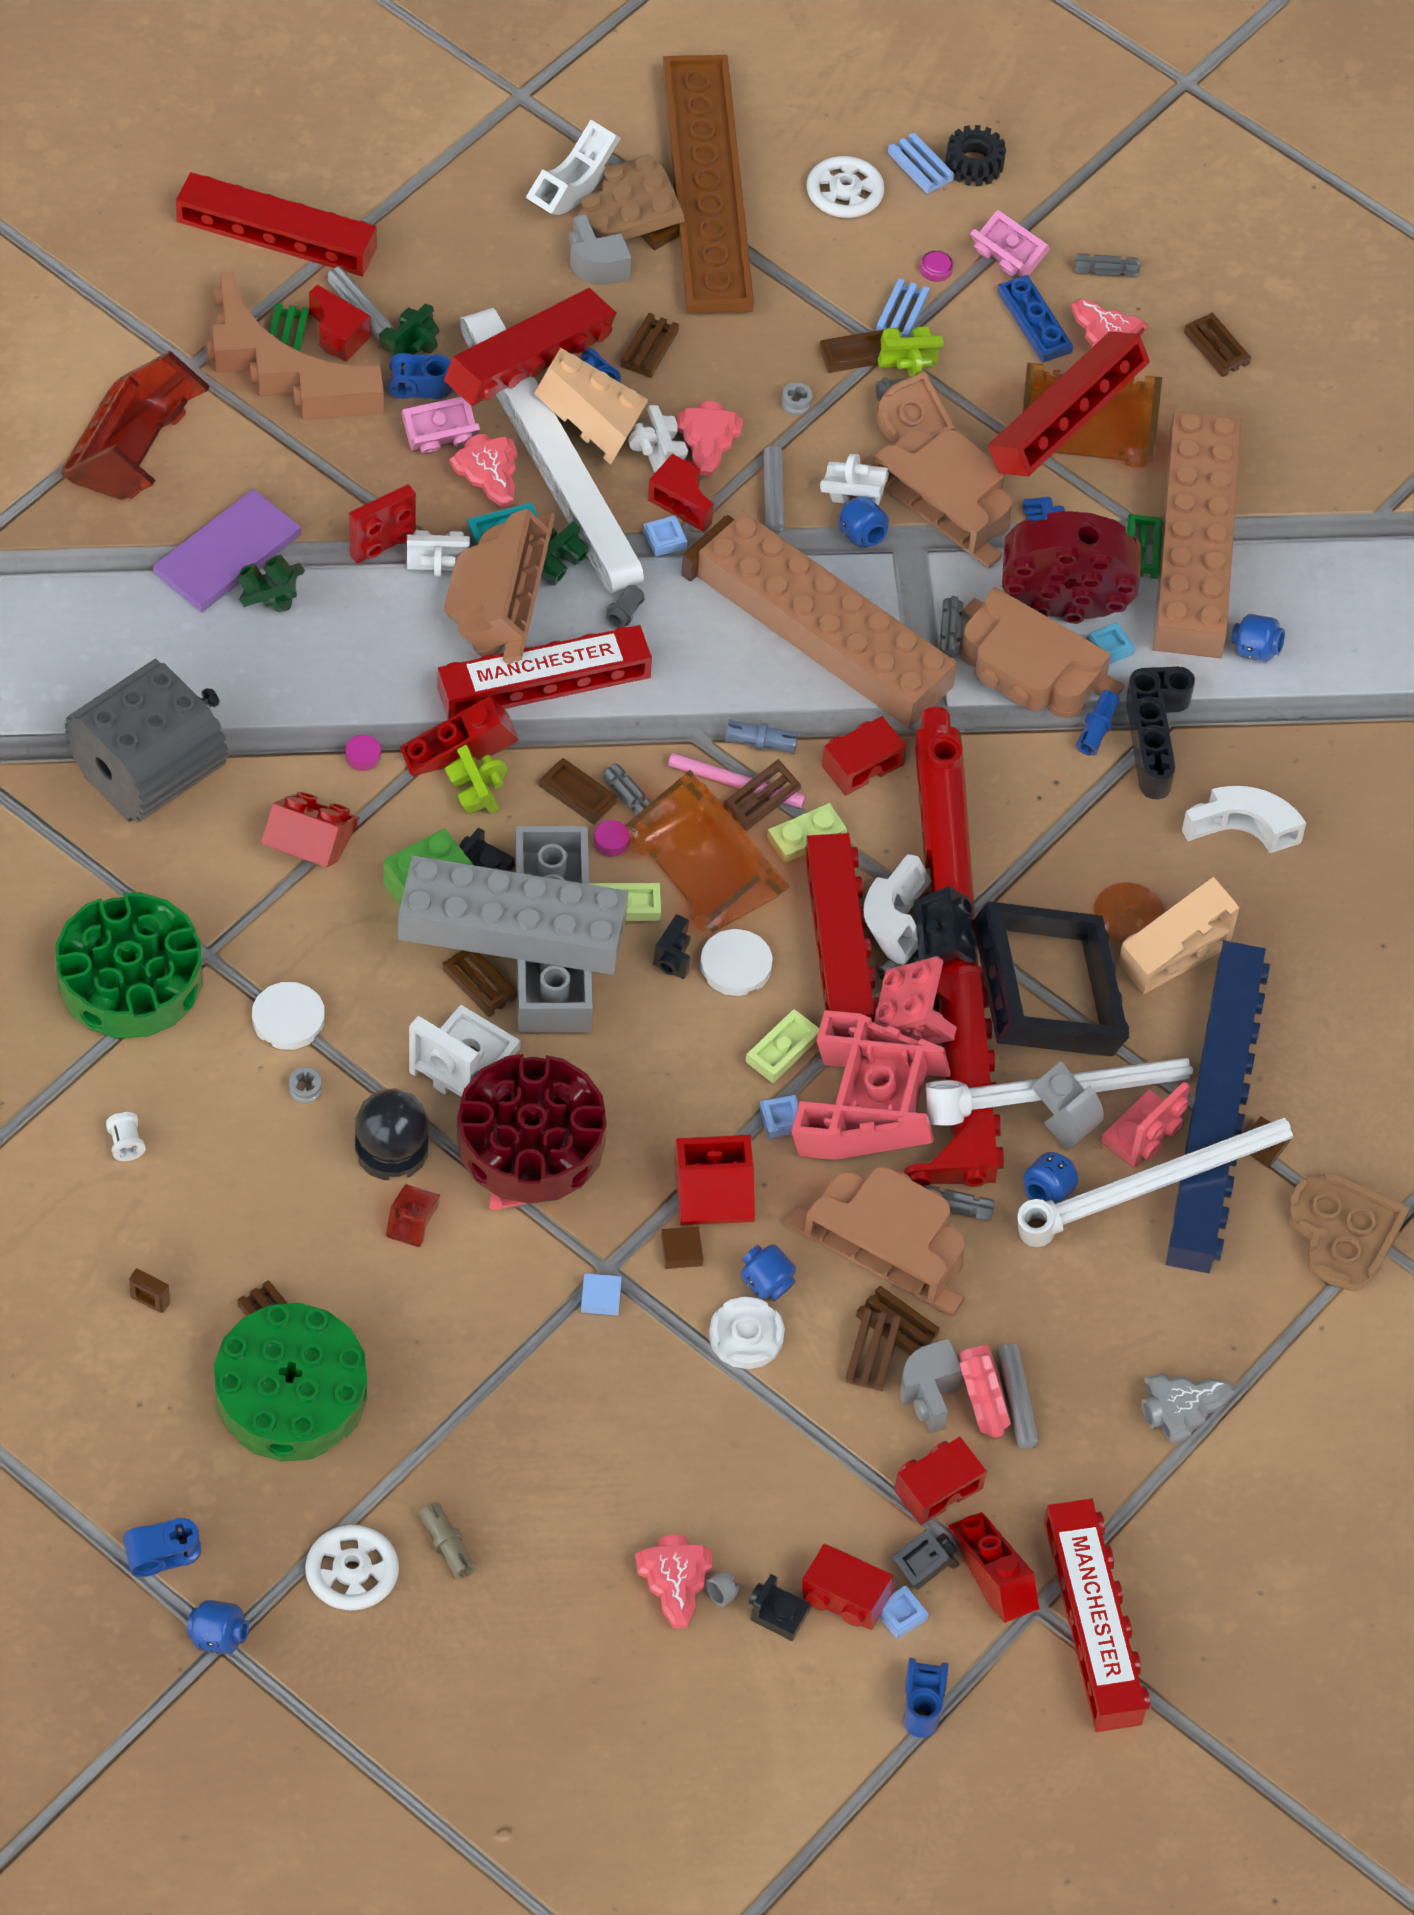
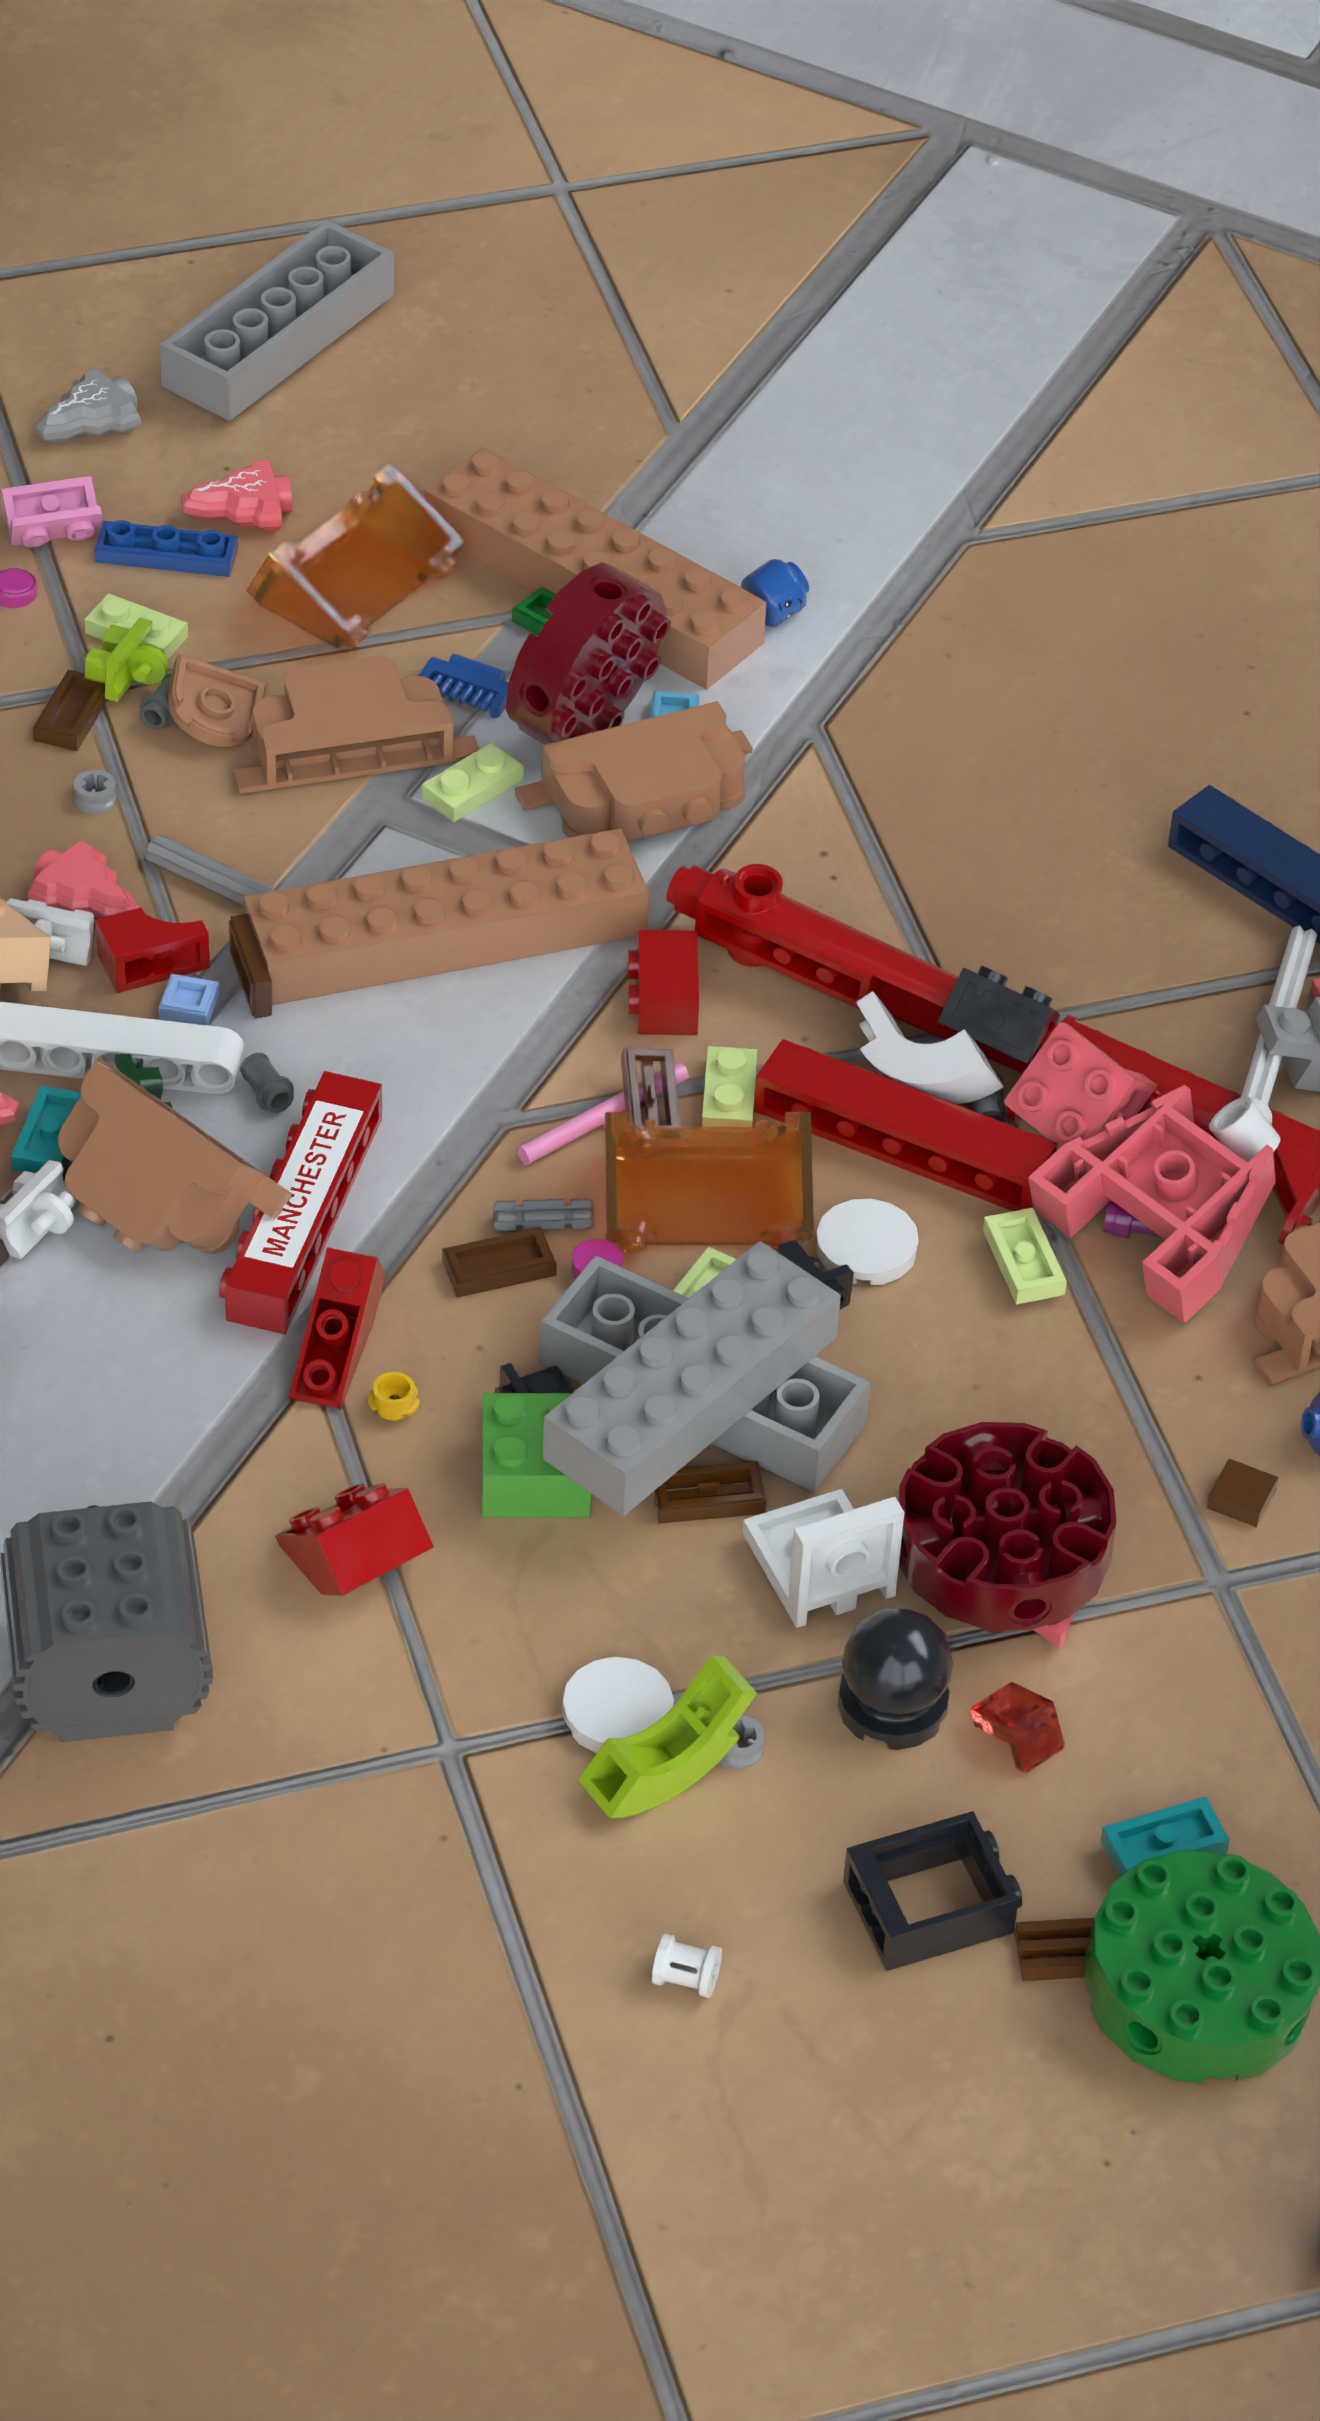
camera: 55 degrees left, 10 degrees down
(129, 965) = (428, 1824): green brick -> none
(149, 1290) = (952, 2055): reddish brown tile -> none
(230, 1203) = (919, 1849): none -> black window
(259, 1052) = (674, 1752): none -> lime arch
(363, 752) = (272, 1434): dark pink piece -> none
(379, 1325) = (1162, 1832): none -> teal plate
(432, 786) = (394, 1396): none -> yellow plate
(468, 769) = (414, 1334): lime hips -> none
(601, 1294) = (1259, 1601): light blue tile -> none
(715, 1179) = (1181, 1405): red slope -> none
(761, 736) = (560, 1058): sand blue pin -> none
(779, 1115) = (1117, 1311): light blue tile -> none
(854, 479) = (274, 790): white hips -> none
(863, 522) = (333, 818): blue head -> none
(910, 292) = (59, 639): light blue tile -> none
(951, 626) = (535, 820): dark grey axle -> none
(956, 351) = (166, 631): none -> yellowish green plate
(961, 574) = (472, 782): none -> yellowish green plate
(1002, 988) = (1115, 1001): black window -> none
(1068, 403) = (356, 553): red brick -> none
(1097, 723) = (779, 773): blue axle -> none
(1107, 265) = (149, 457): dark grey axle -> none
(1119, 213) = (91, 409): none -> light grey rock
(1121, 920) = (1051, 884): clear orange dish -> none
(1148, 699) = (825, 735): black beam -> none
(1180, 937) = (1135, 845): light nougat wedge -> none
(1213, 347) = (338, 432): reddish brown tile -> none
(1248, 810) = (1007, 711): white arch -> none
(1278, 256) = (277, 320): none -> light grey brick

